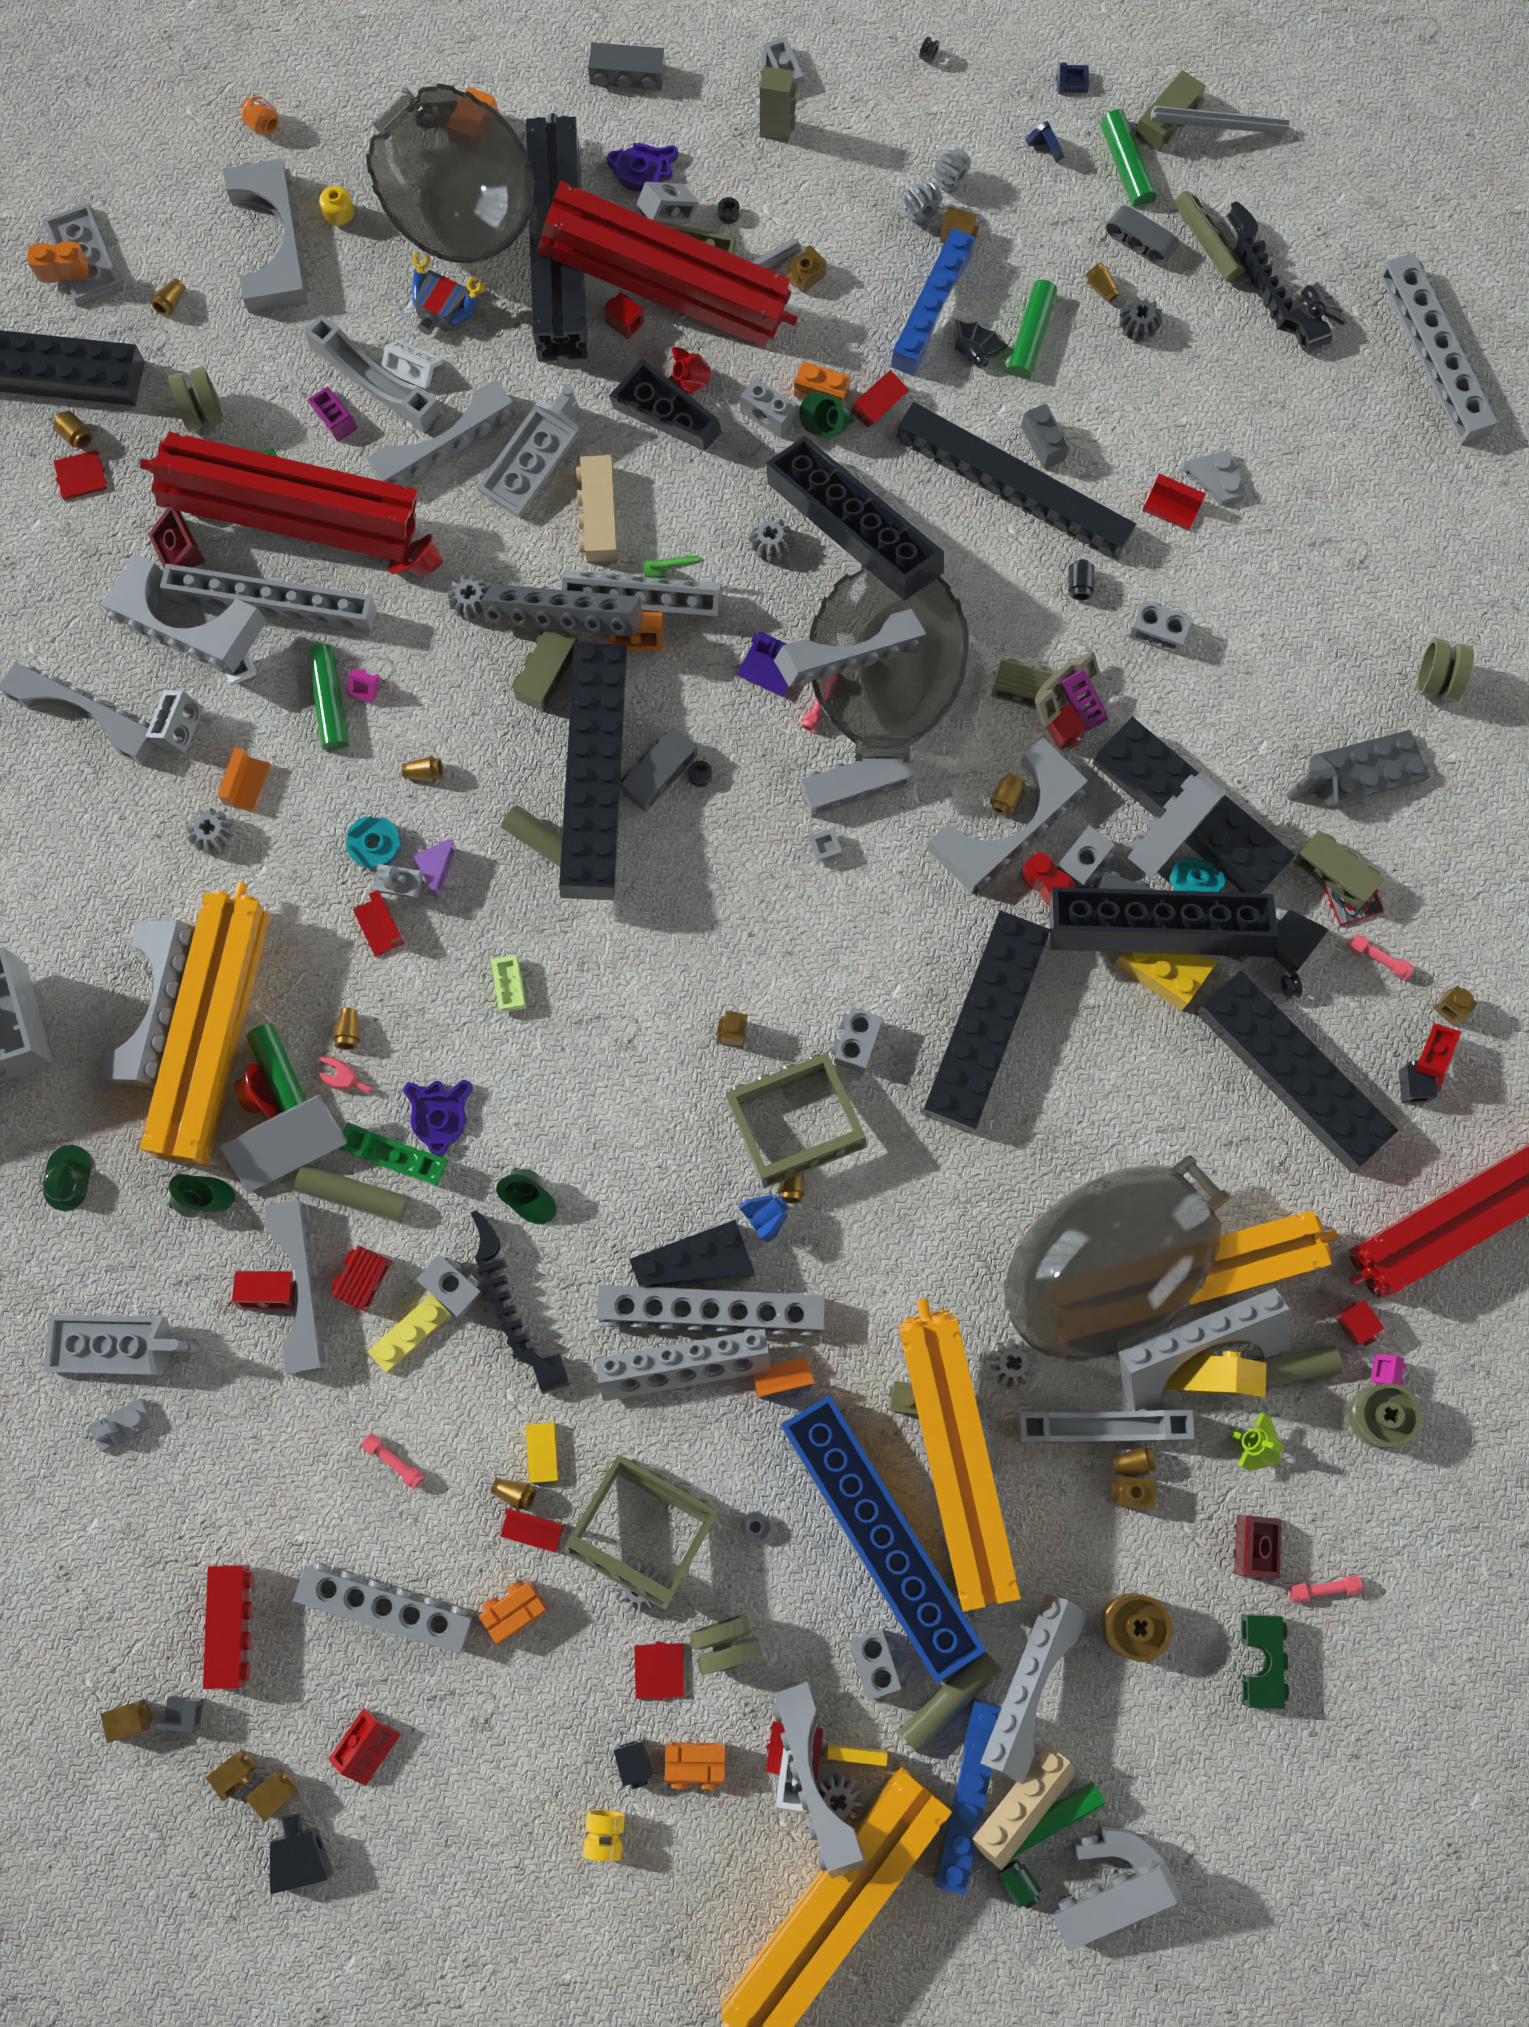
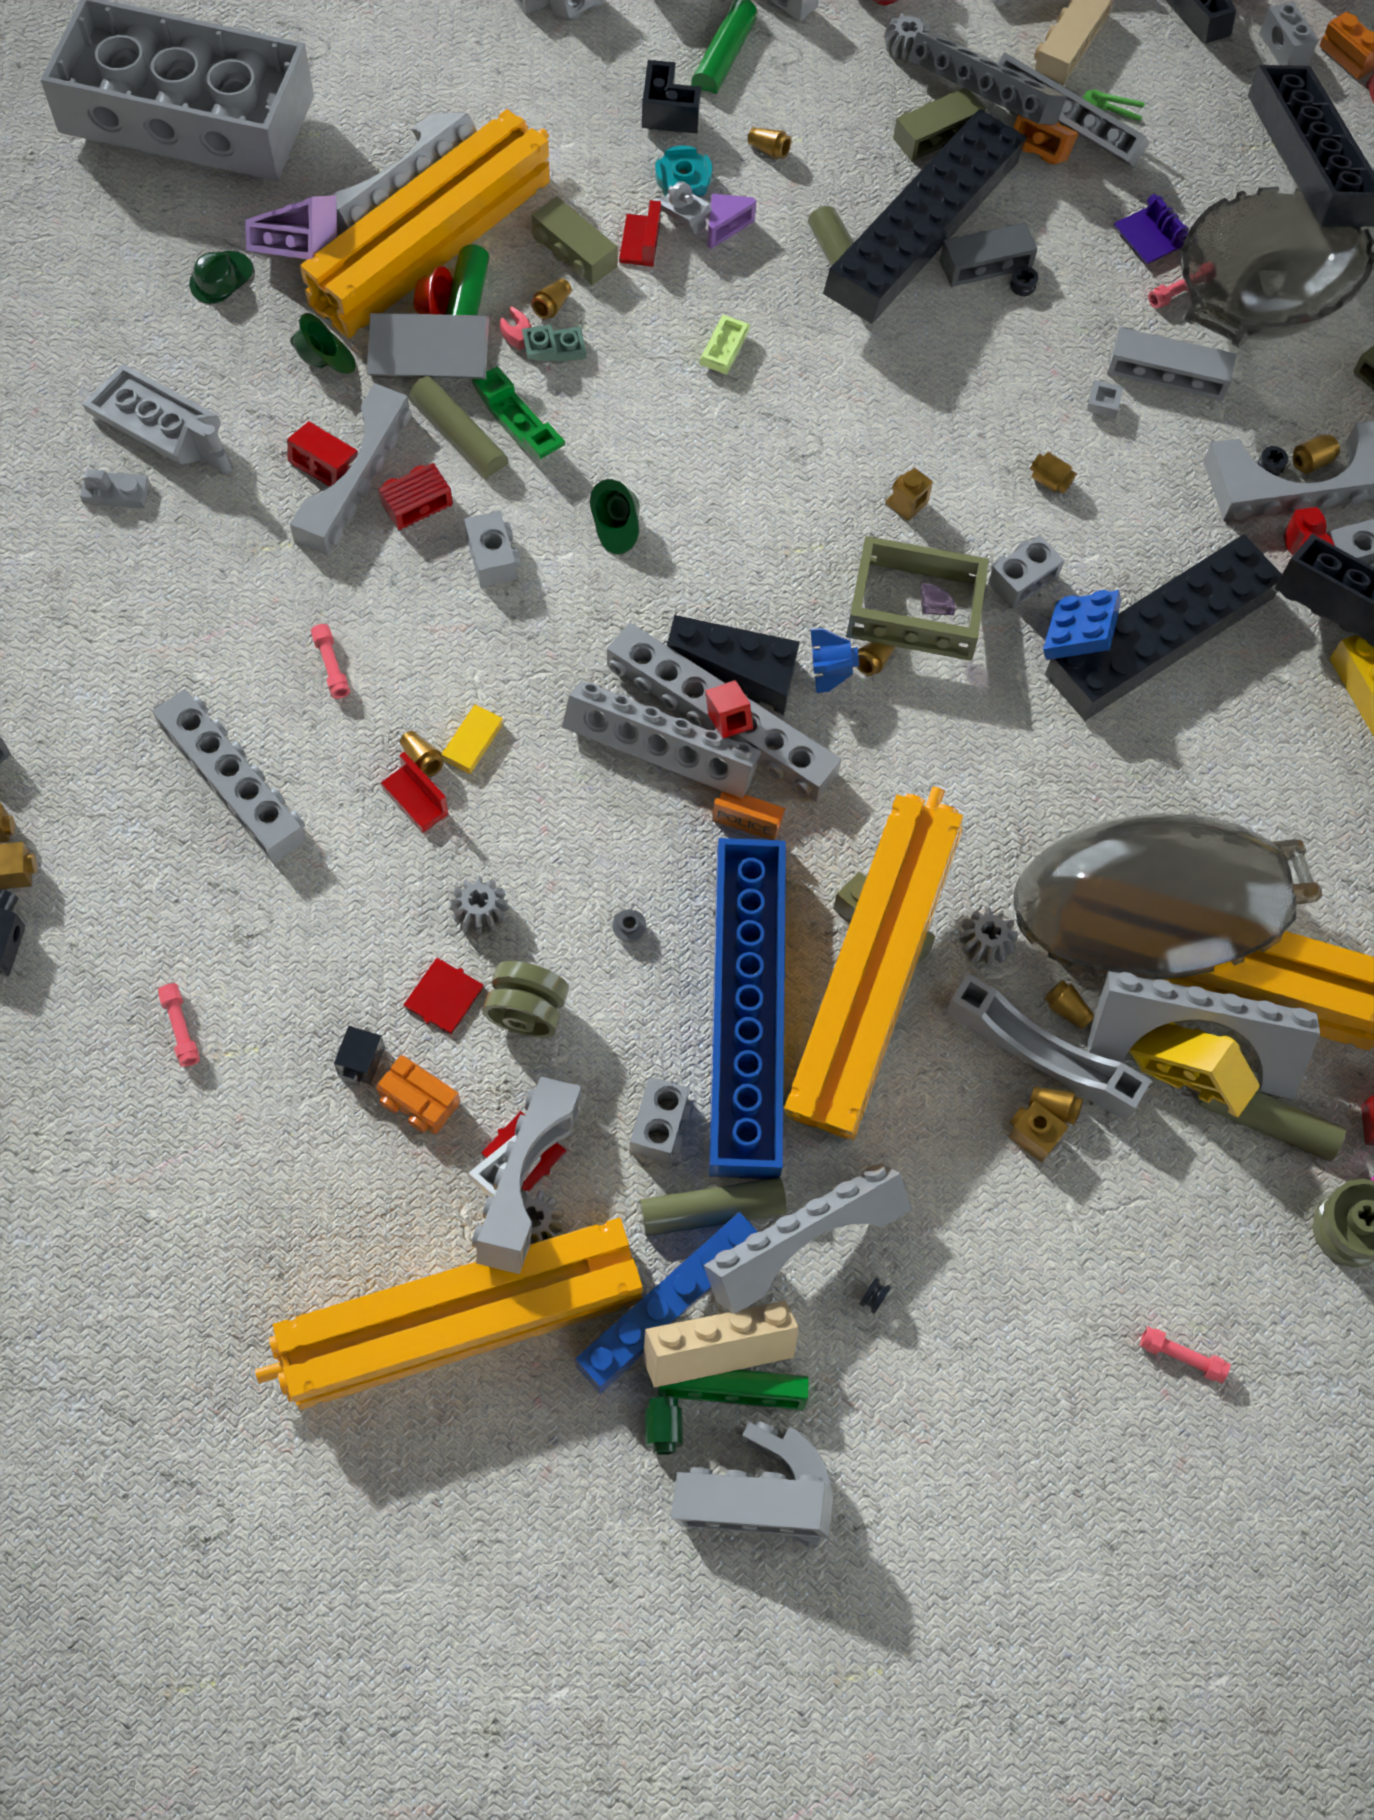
camera: 30 degrees right, 10 degrees down
(108, 1114) = (295, 230): none -> lavender wedge
(205, 823) = (546, 86): light grey gear -> none
(227, 1626) = (77, 698): red brick -> none
(243, 781) = (602, 66): orange panel -> none
(319, 791) = (669, 104): none -> black brick
(329, 966) = (574, 240): none -> olive brick
(363, 685) = (763, 52): dark pink tile -> none
(363, 1747) = (120, 883): red panel -> none
(377, 1071) = (554, 345): none -> sand green slope
(409, 1333) = (425, 568): light yellow plate -> none
(438, 1115) = (582, 410): dark purple tile -> none
(506, 1843) = (186, 1050): none -> coral bar
(512, 1612) = (344, 851): orange brick -> none
(550, 1370) = (528, 673): black piece -> none
(604, 1824) = (292, 1091): yellow wheel -> none
(615, 1569) = (473, 872): olive window -> none
(722, 1317) = (729, 709): none -> red brick
(770, 538) = (1221, 134): light grey gear -> none
(807, 660) = (1198, 216): light grey arch -> none
(815, 1123) = (936, 601): none -> clear purple tile
(824, 415) = (1341, 67): dark green piece -> none
(826, 938) = (1052, 472): none -> pearl gold brick
(856, 1754) = (582, 1190): yellow tile -> none
(930, 1068) = (1082, 624): none -> blue plate
(971, 817) = (1278, 455): none -> black bush
(1096, 1378) = (1069, 1004): none -> pearl gold cone
(1100, 1691) = (875, 1295): none -> black bush
(1154, 1629) = (958, 1234): pearl gold wheel -> none
(1257, 1546) = (1138, 1265): dark red slope -> none
(1262, 1447) = (1202, 1166): lime brick -> none
(1267, 1686) = (1089, 1353): dark green arch -> none

